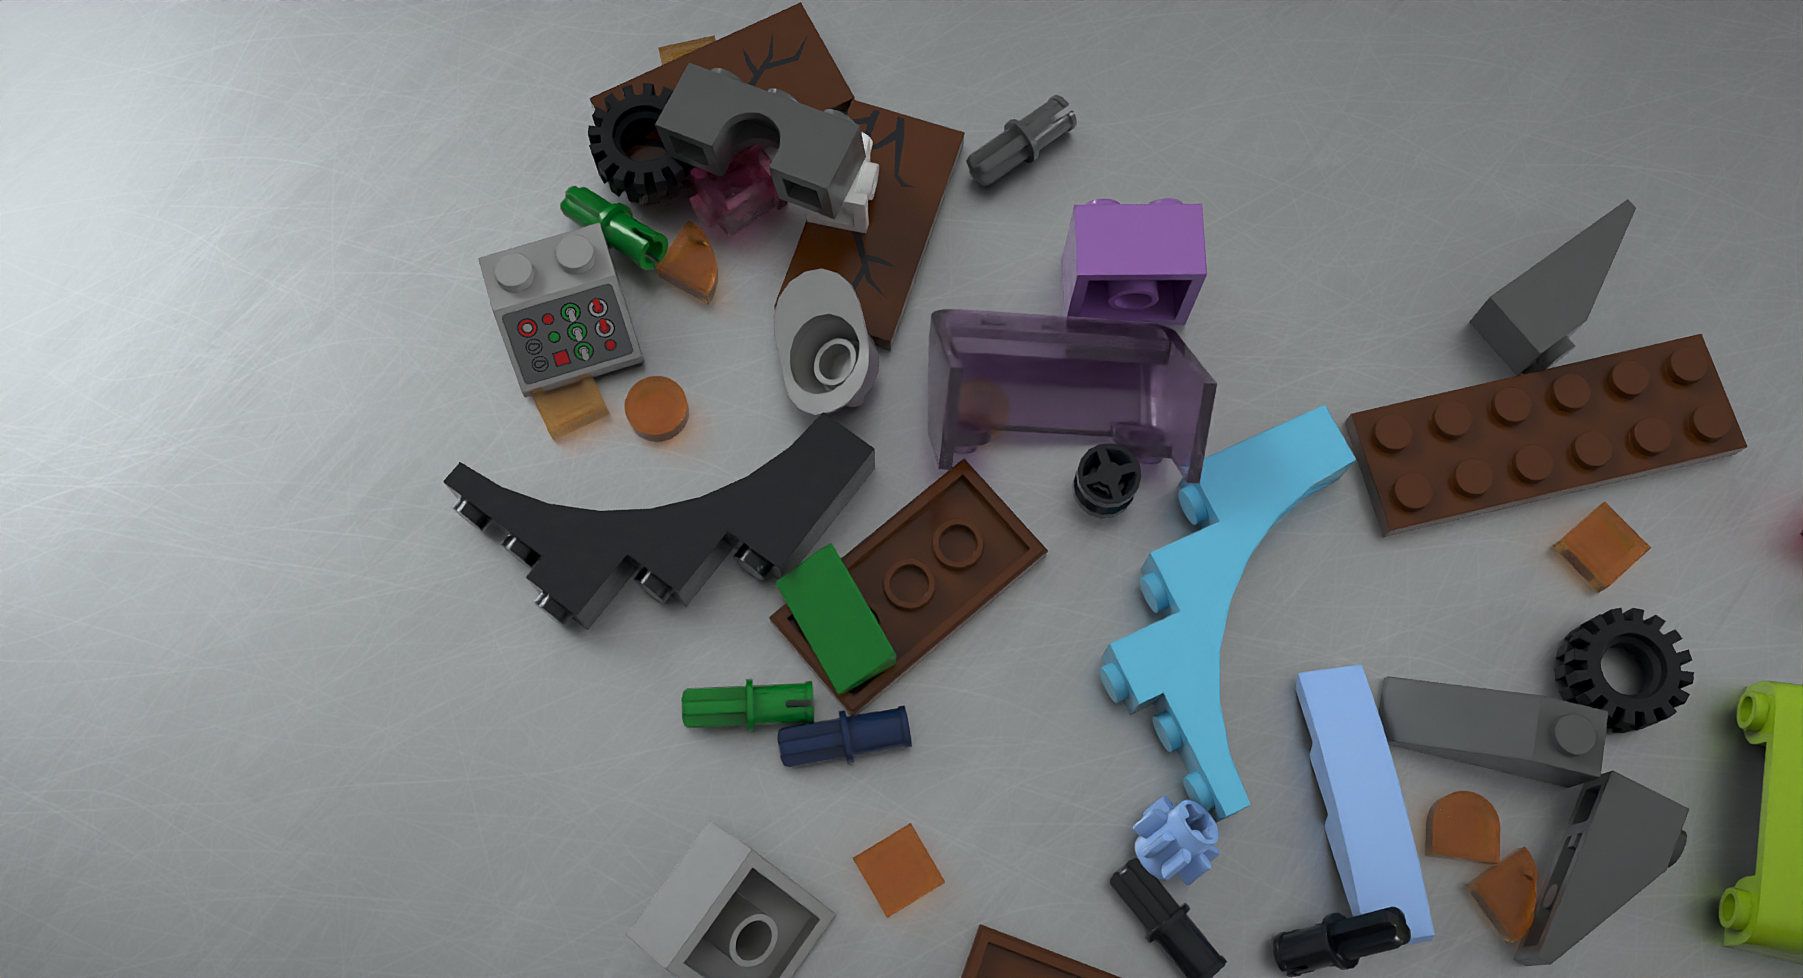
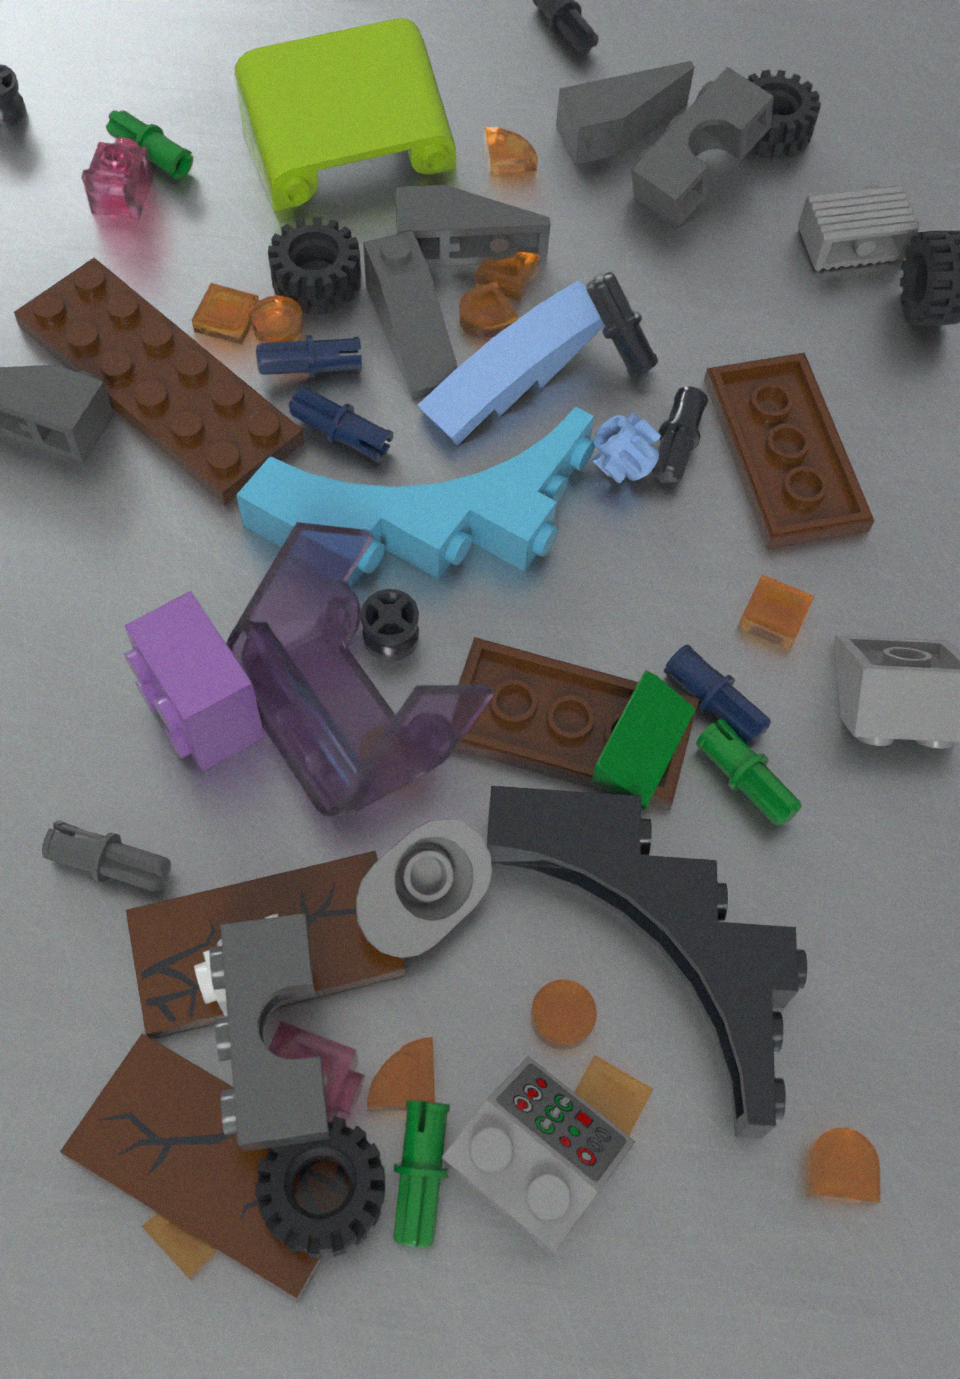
camera: 125 degrees left, 10 degrees down
(388, 537) = (843, 1168): none -> clear orange tile
(1377, 572) = (340, 423): none -> dark blue axle
(1488, 592) = (308, 356): none -> dark blue axle
(1562, 592) = (277, 319): none -> clear orange tile

